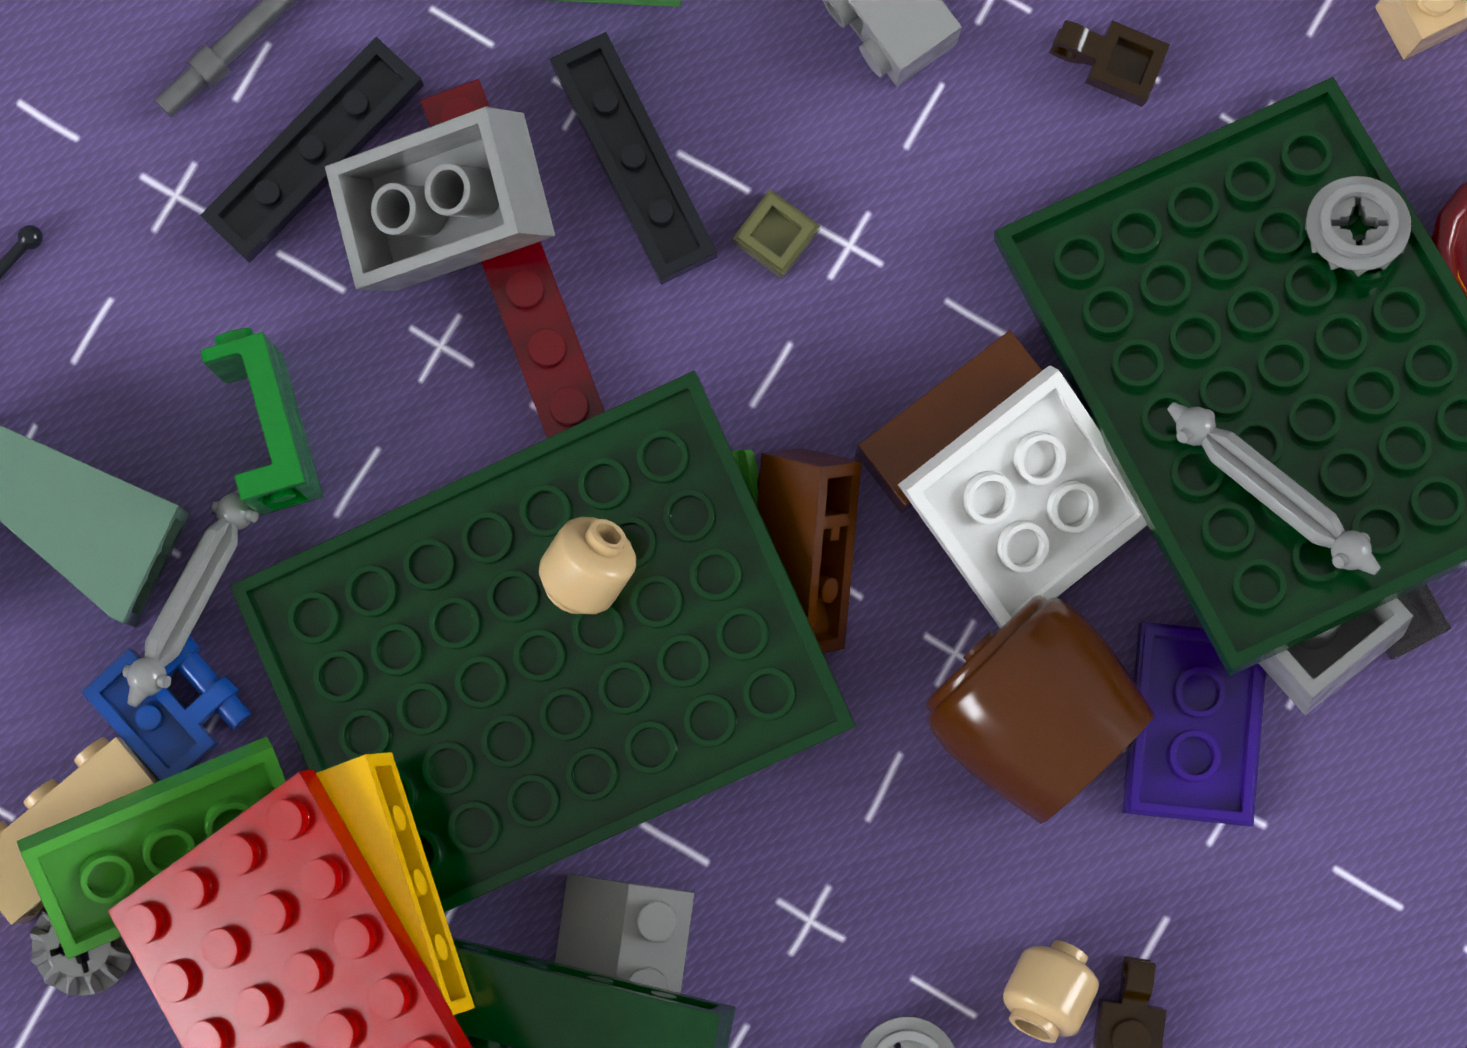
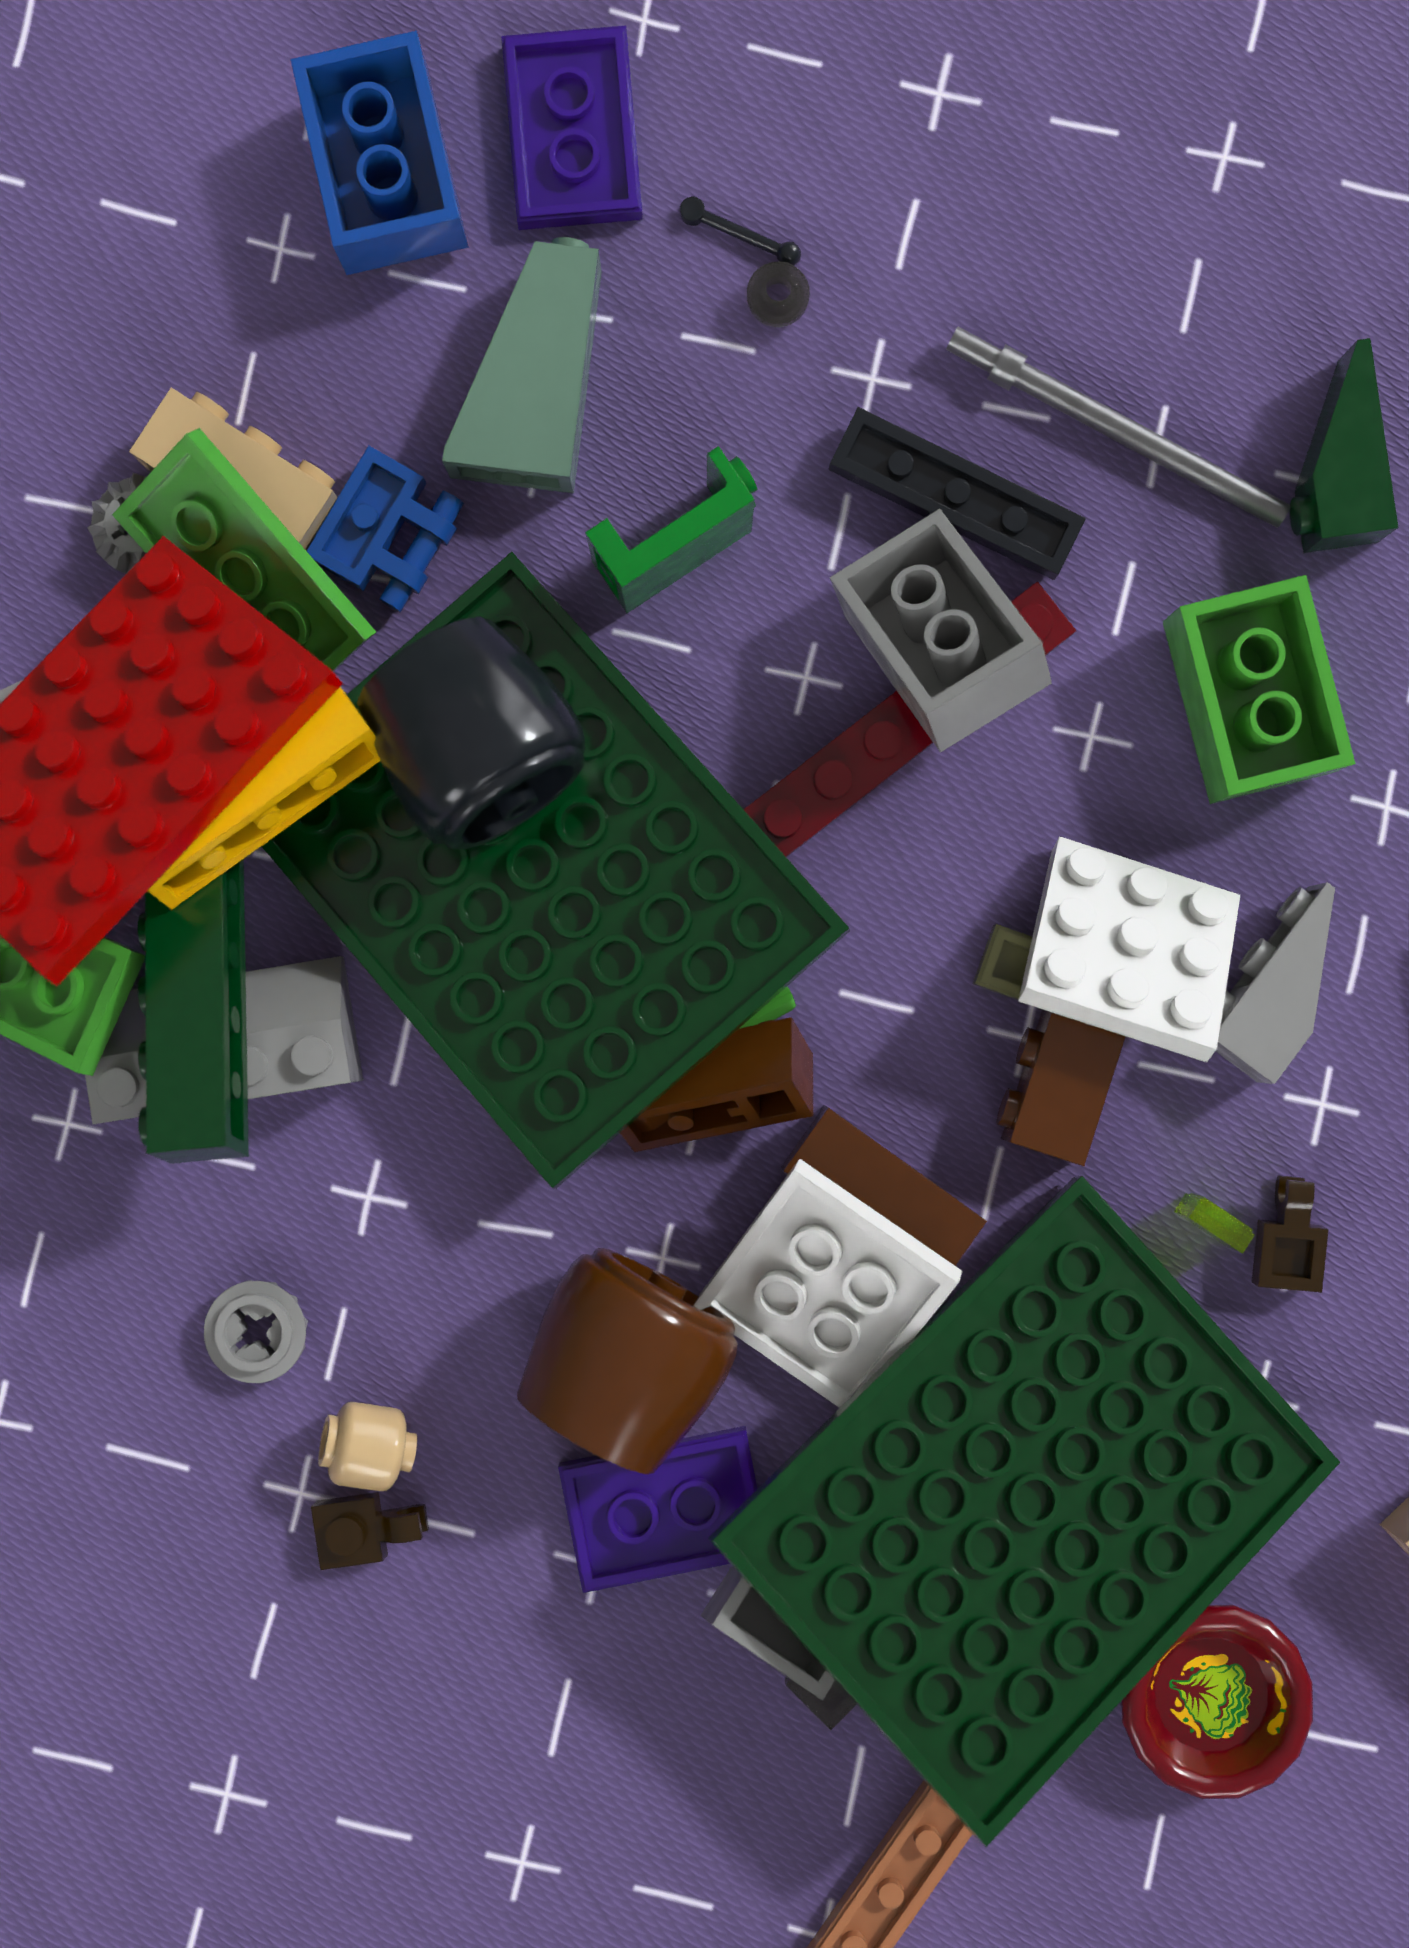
camera: 75 degrees right, 5 degrees up
(79, 271) = (775, 312): none -> clear smoke plate
(188, 598) = (482, 515): light grey wheel -> none
(398, 665) = (471, 733): none -> black piece
(587, 565) = (624, 884): tan head -> none
(633, 158) = (1045, 803): black plate -> none
(795, 118) = (1131, 949): none -> white plate
(881, 209) = (1060, 1087): none -> reddish brown brick
(1075, 122) = (1215, 1221): none -> clear neon green tile
(1274, 488) = (904, 1530): light grey wheel -> none
(1379, 208) = (1221, 1547): light grey gear -> none

